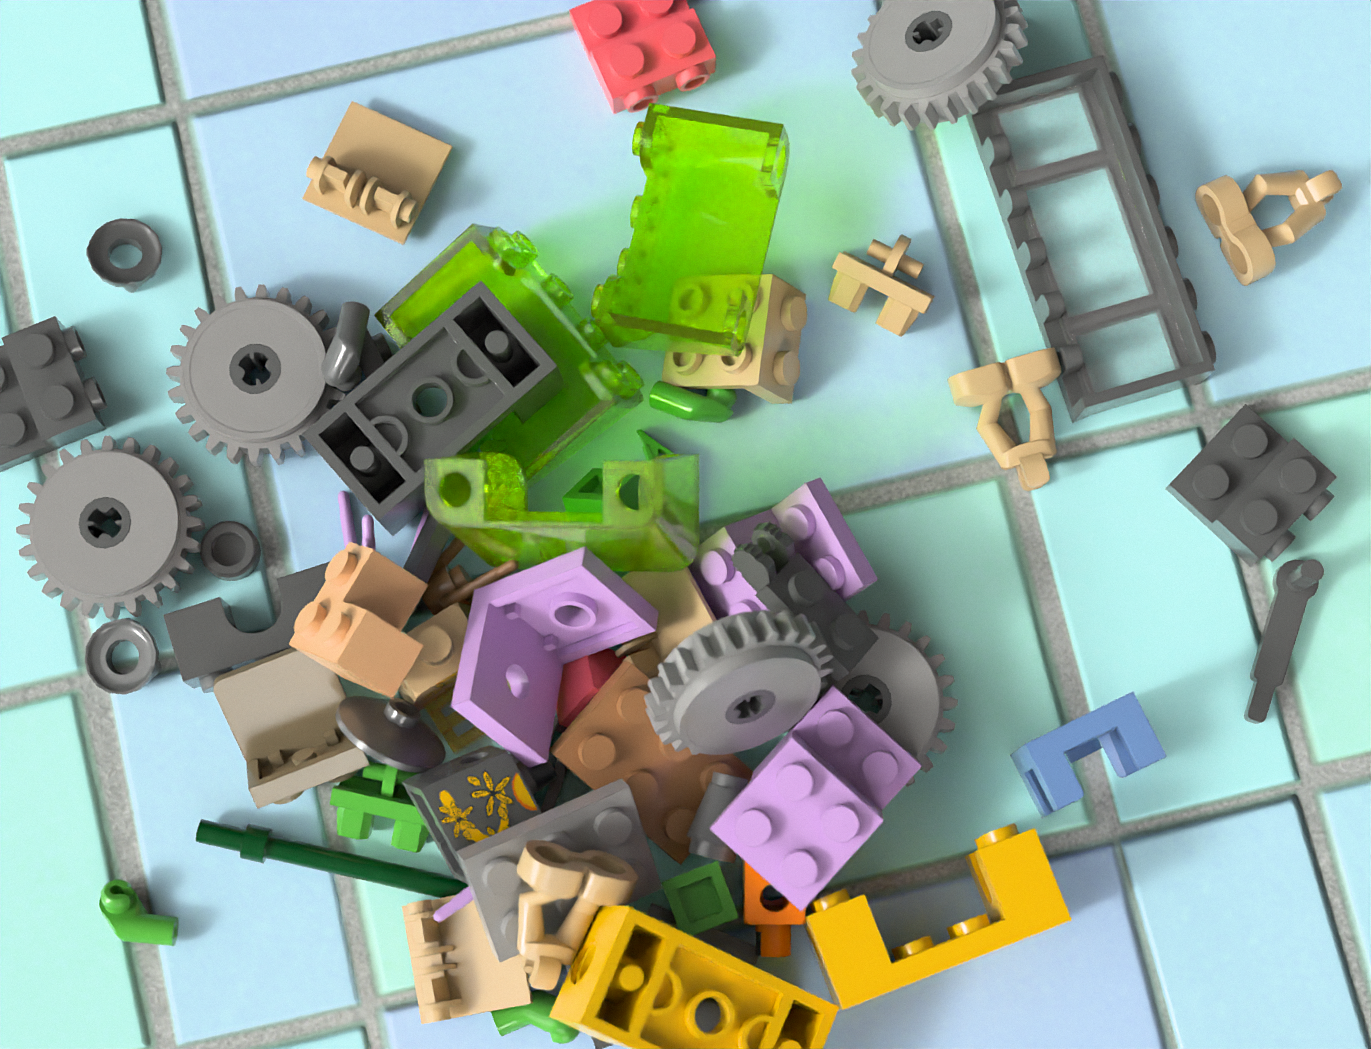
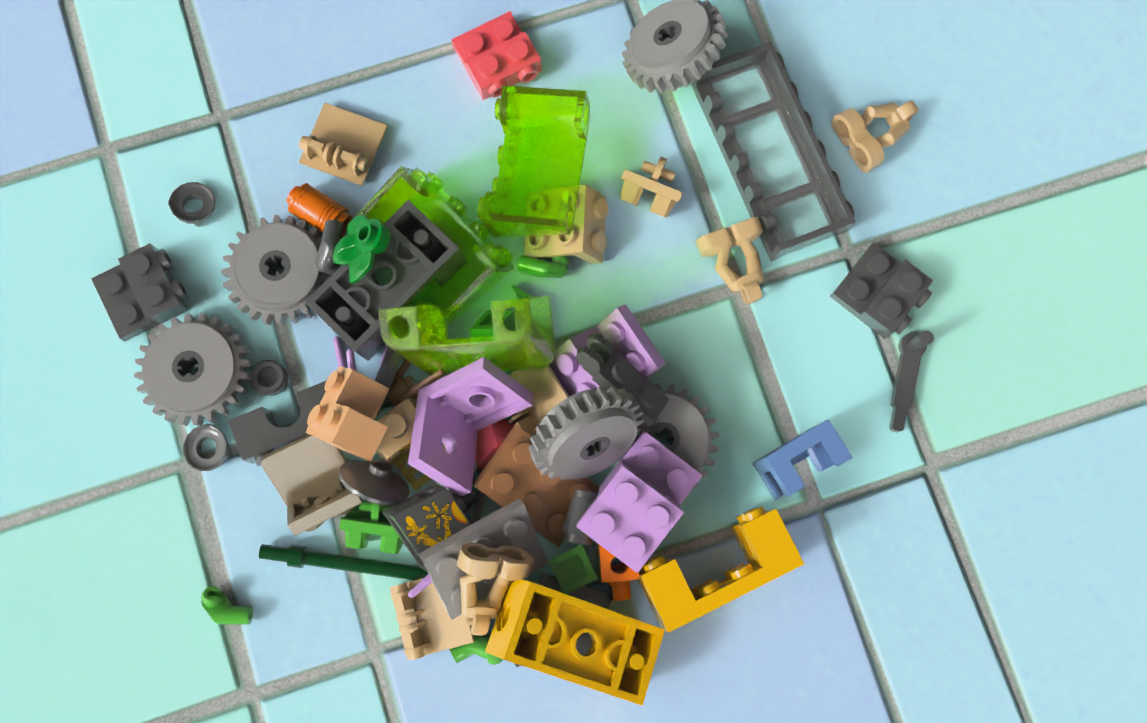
camera: 10 degrees left, 0 degrees up
(327, 277) = (316, 207): none -> orange head
(399, 350) = (361, 244): none -> green plate

